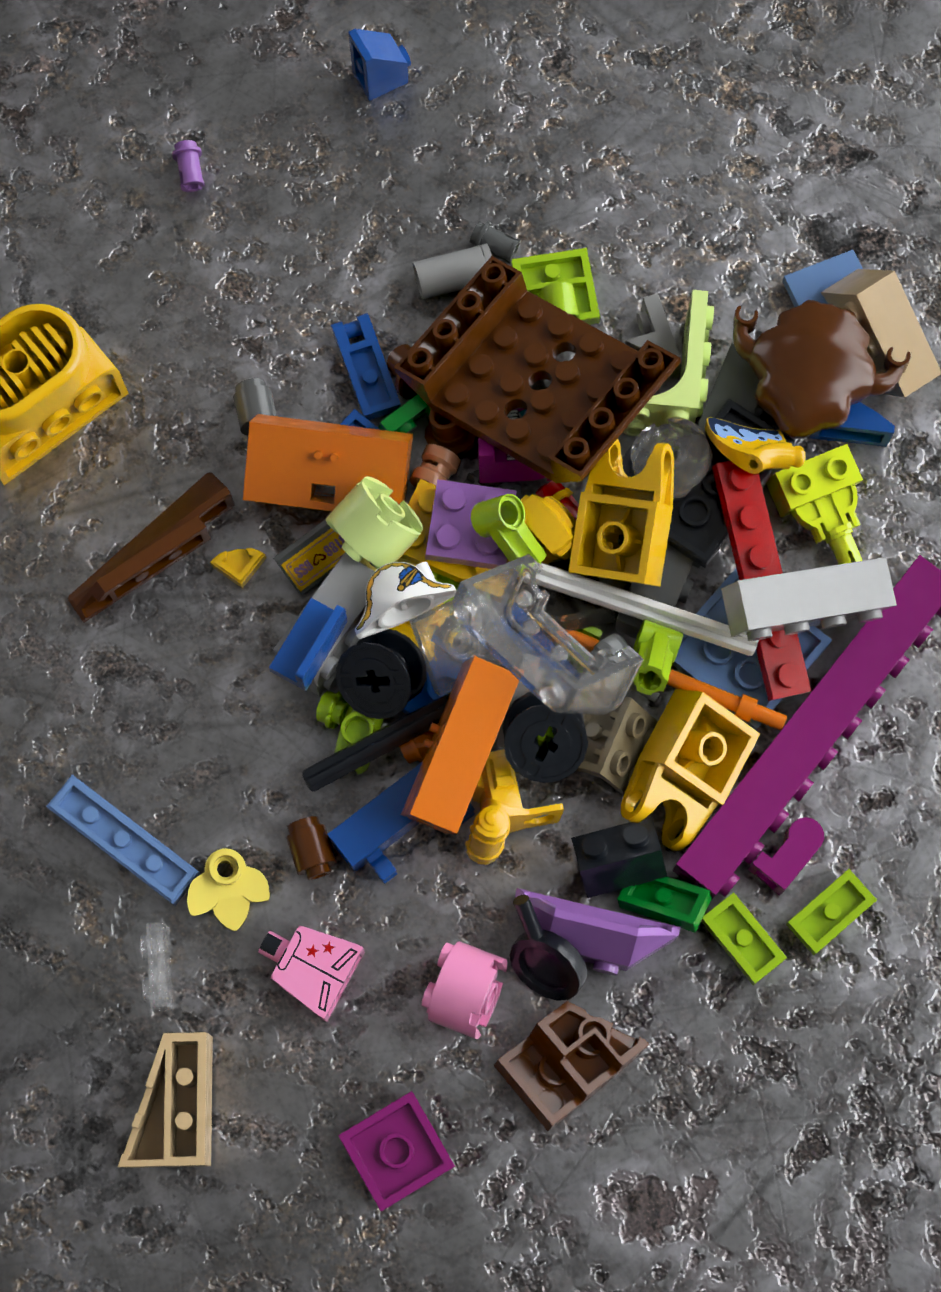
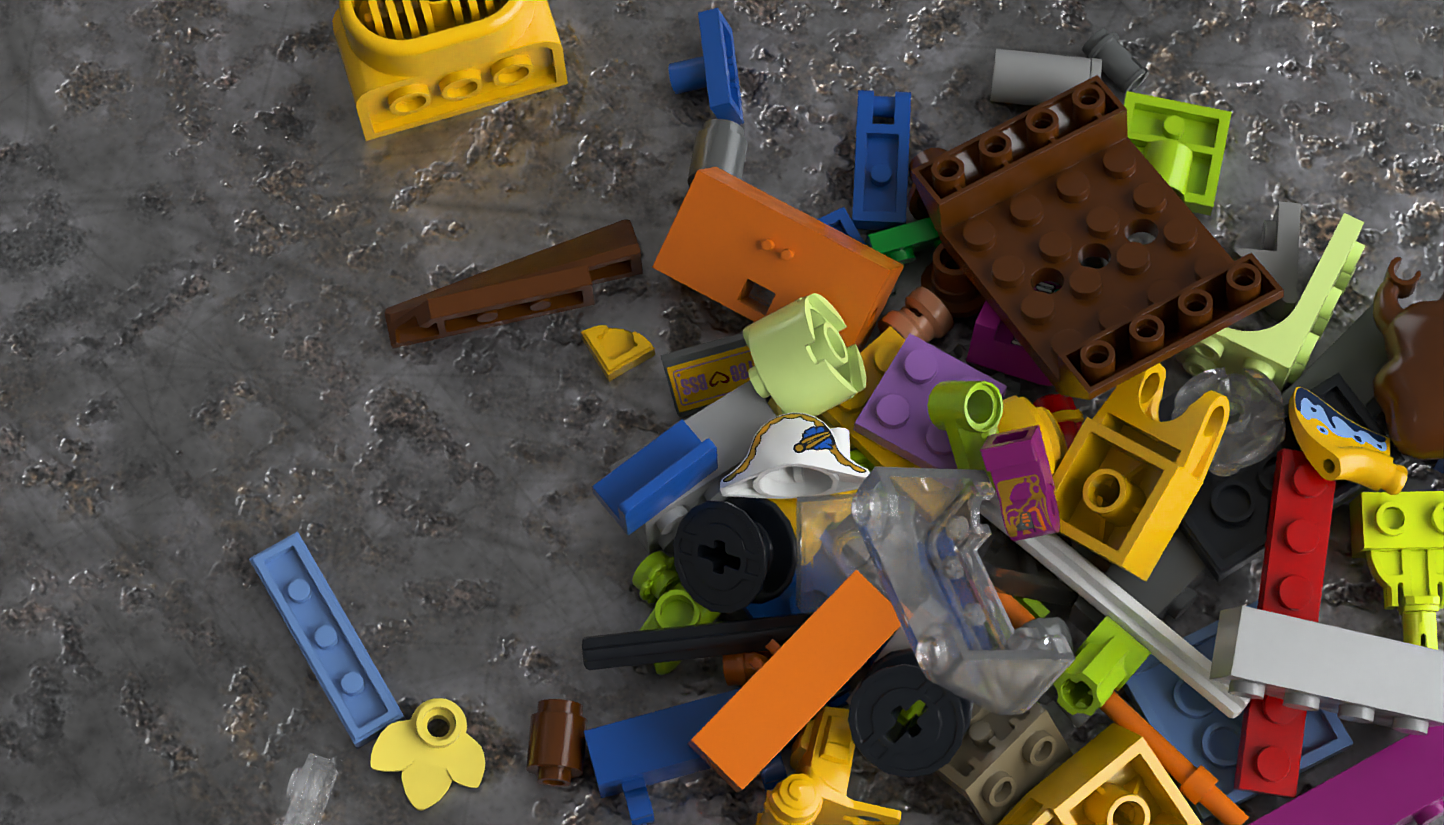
camera: 25 degrees right, 5 degrees down
(226, 347) = (714, 69): none -> blue tile
(557, 552) = (1022, 482): none -> magenta leg

